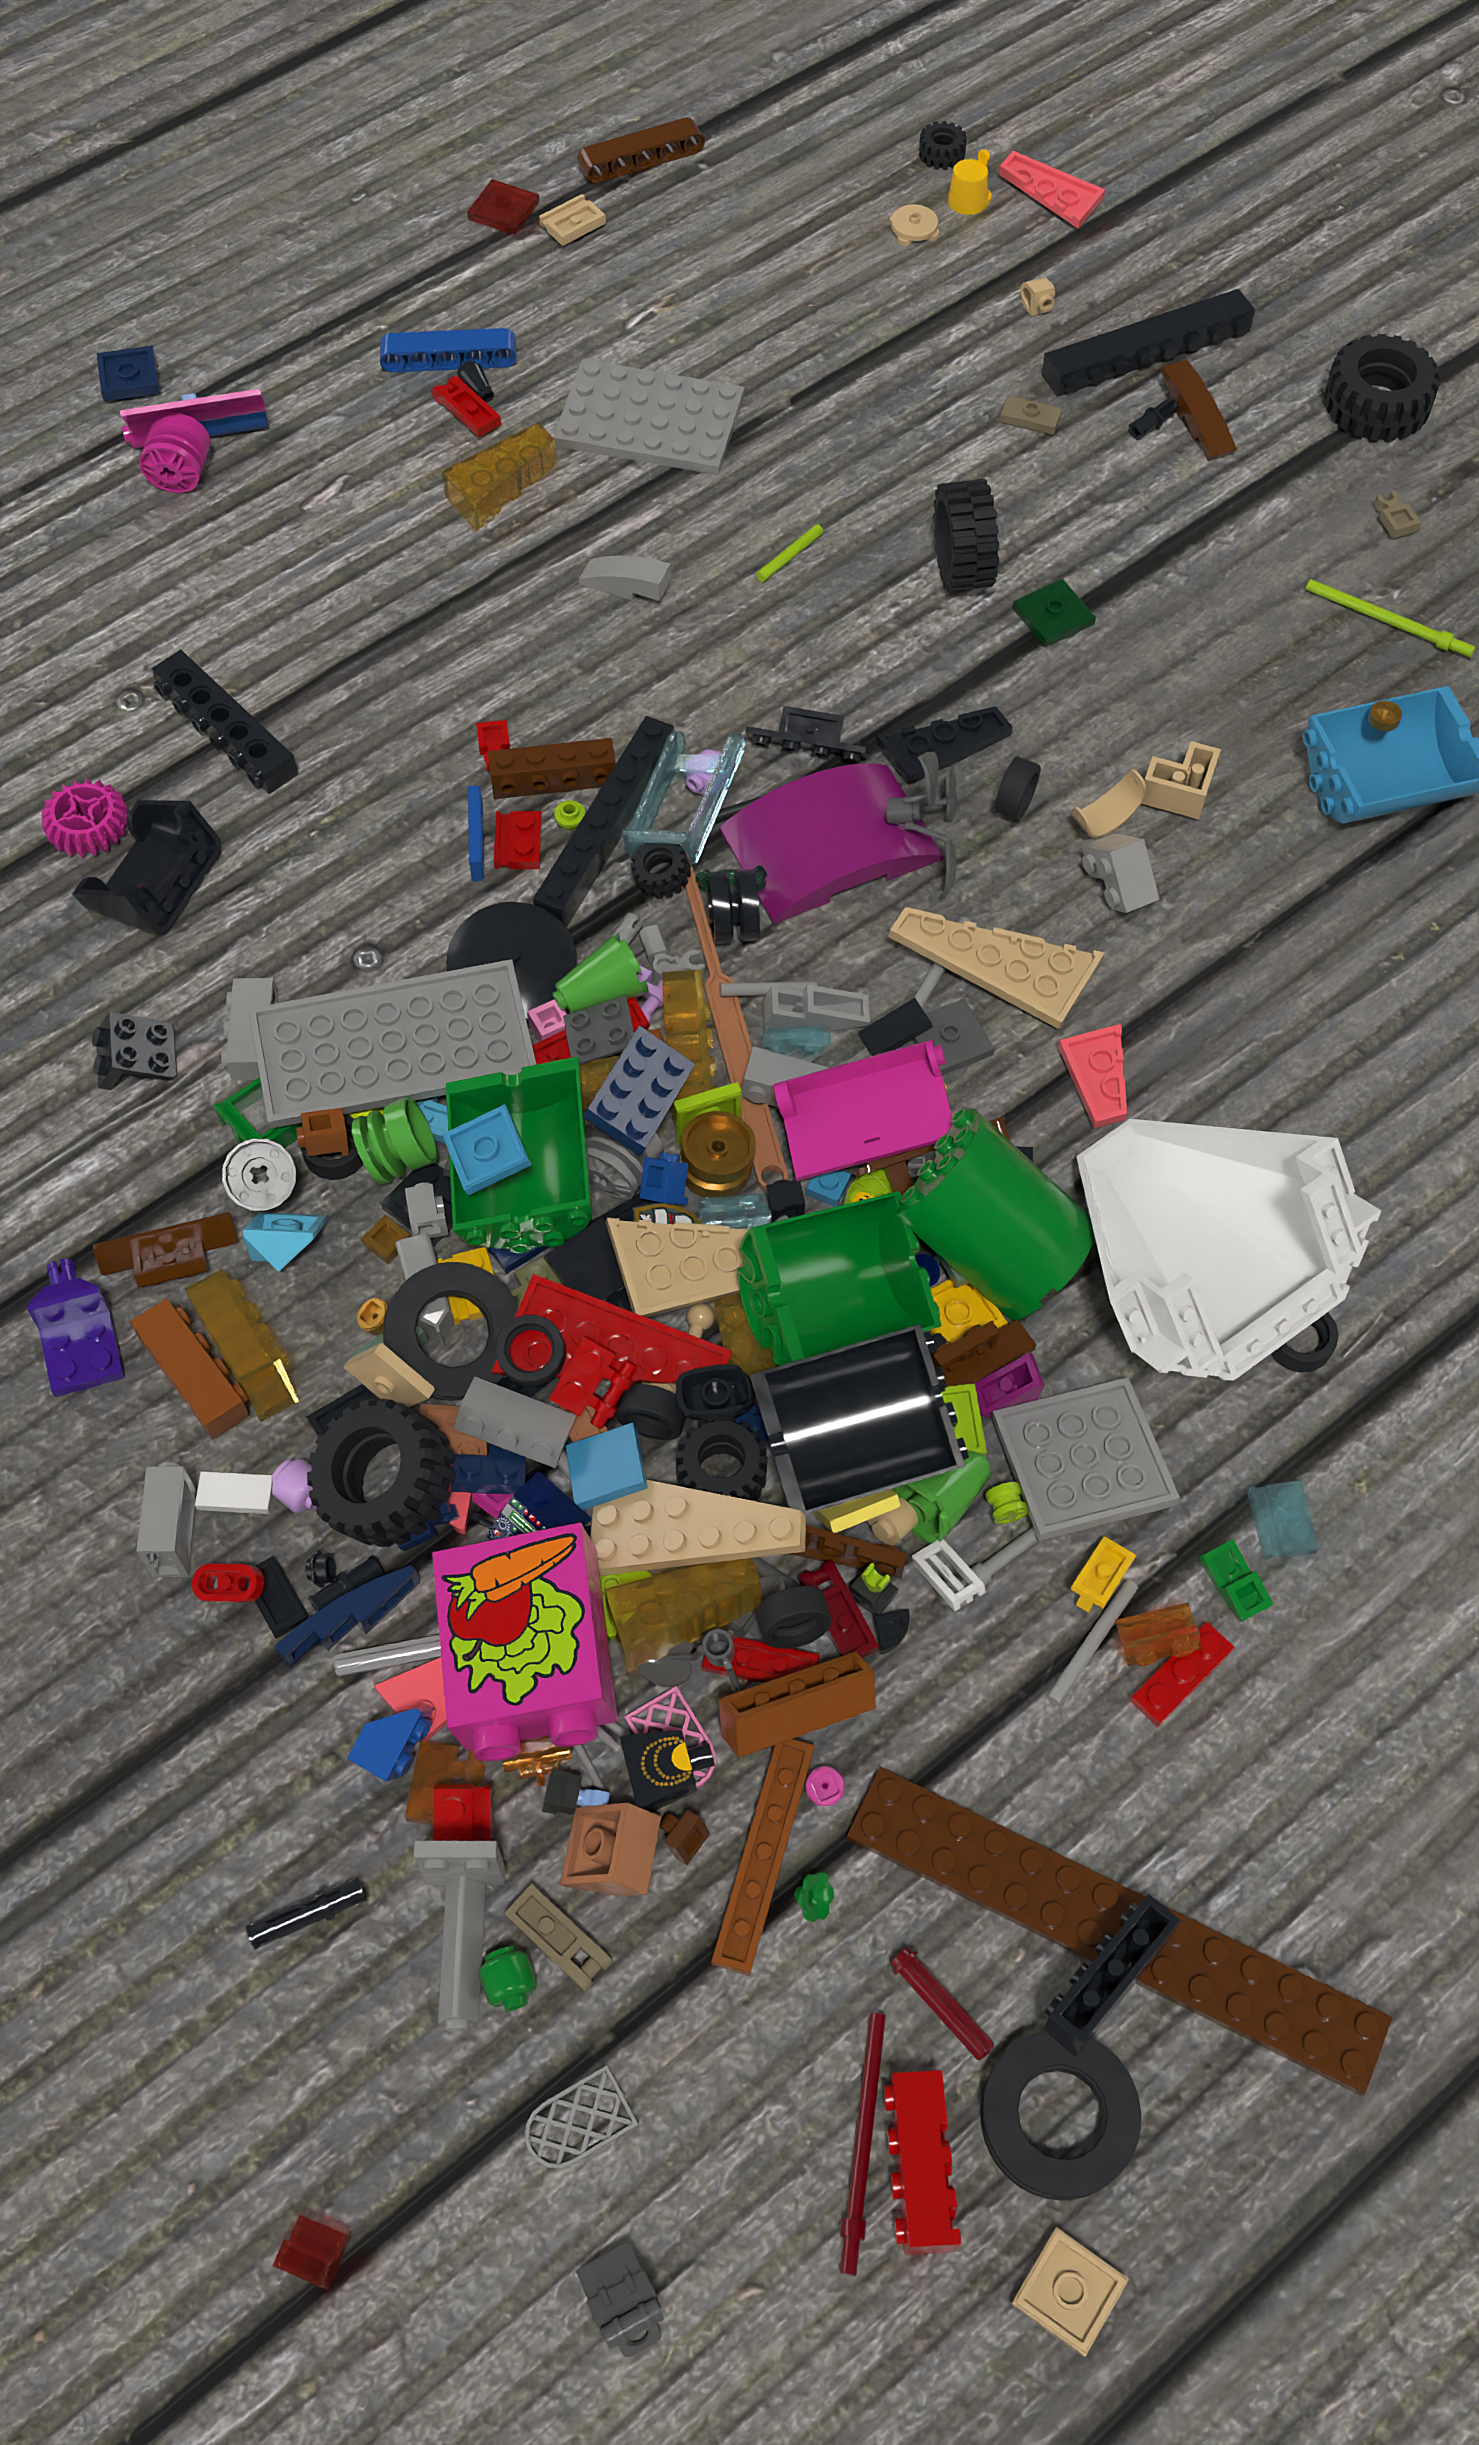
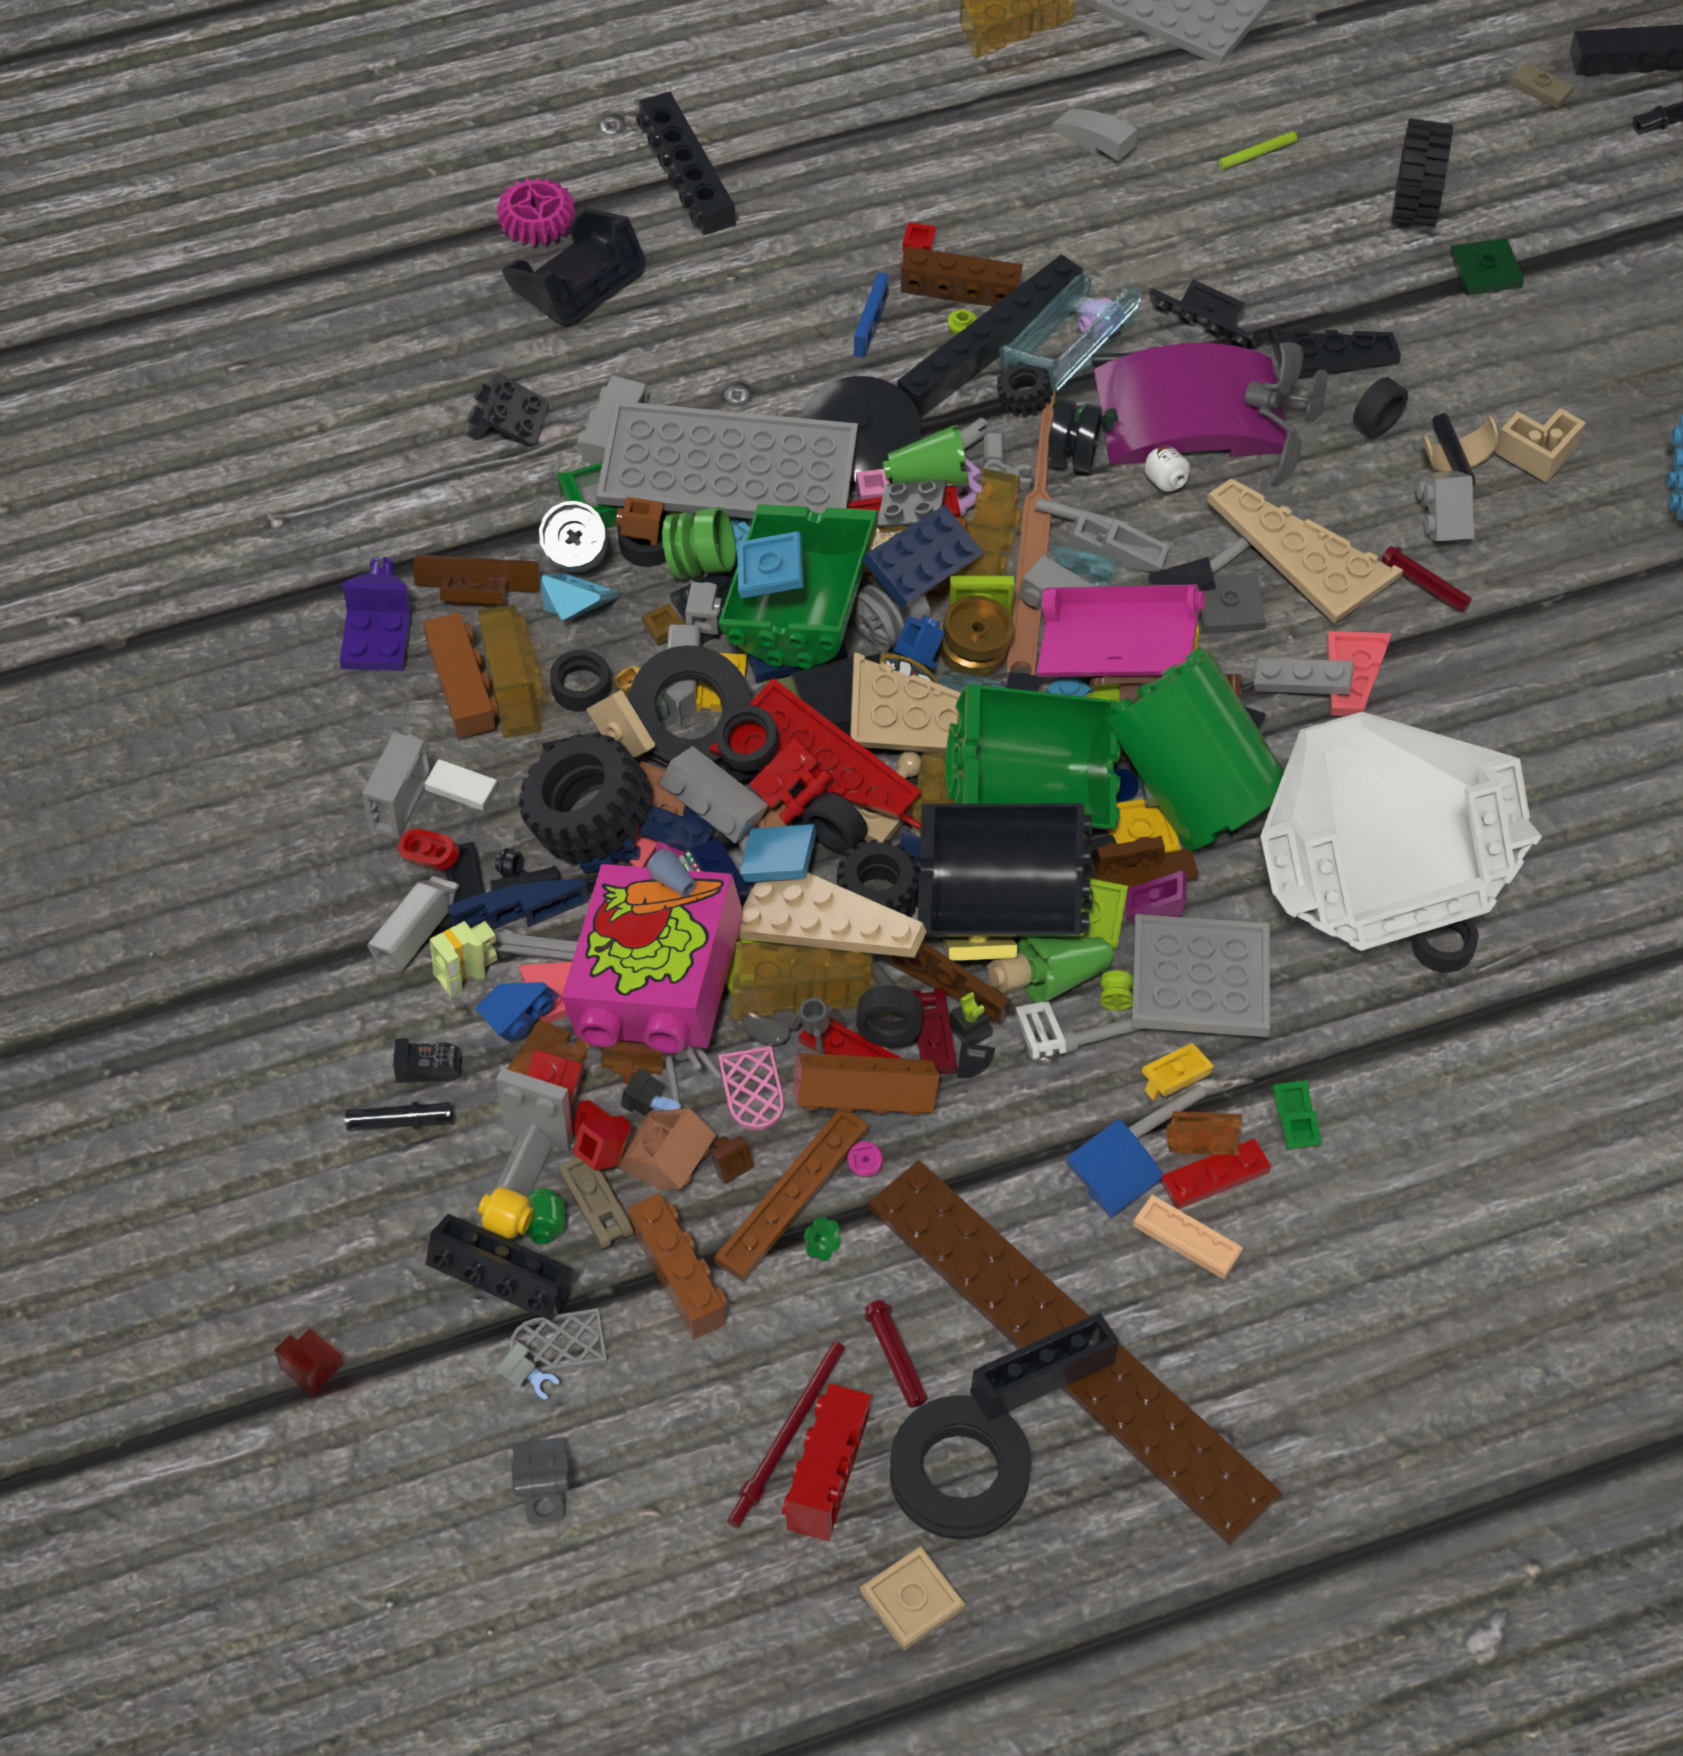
camera: 20 degrees right, 5 degrees down
(241, 1674) = (412, 922): none -> light grey piece
(291, 1485) = (507, 792): lavender head -> none
(309, 1697) = (462, 954): none -> yellowish green hips
(312, 1309) = (579, 661): none -> black tyre
(313, 1836) = (425, 1061): none -> black leg
(472, 2000) = (505, 1212): none -> yellow head
(485, 2062) = (499, 1267): none -> black brick
(515, 1543) = (669, 871): none -> sand blue cone
(518, 840) = (907, 331): red plate -> none
(539, 1862) = (599, 1136): none -> red brick
(550, 2174) = (518, 1367): none -> piece
(662, 1767) = (733, 1099): black torso -> none
(675, 1987) = (677, 1266): none -> dark orange brick
(714, 1393) = (889, 817): black piece -> none
(835, 913) = (1167, 468): none -> white head
(1055, 1096) = (1304, 676): none -> light grey plate
(1082, 1705) = (1115, 1168): none -> blue slope
(1097, 807) = (1452, 445): none -> black axle
(1129, 955) = (1426, 579): none -> dark red axle
(1185, 1757) = (1188, 1236): none -> light nougat plate
(1283, 1520) = (1361, 1082): clear light blue plate -> none

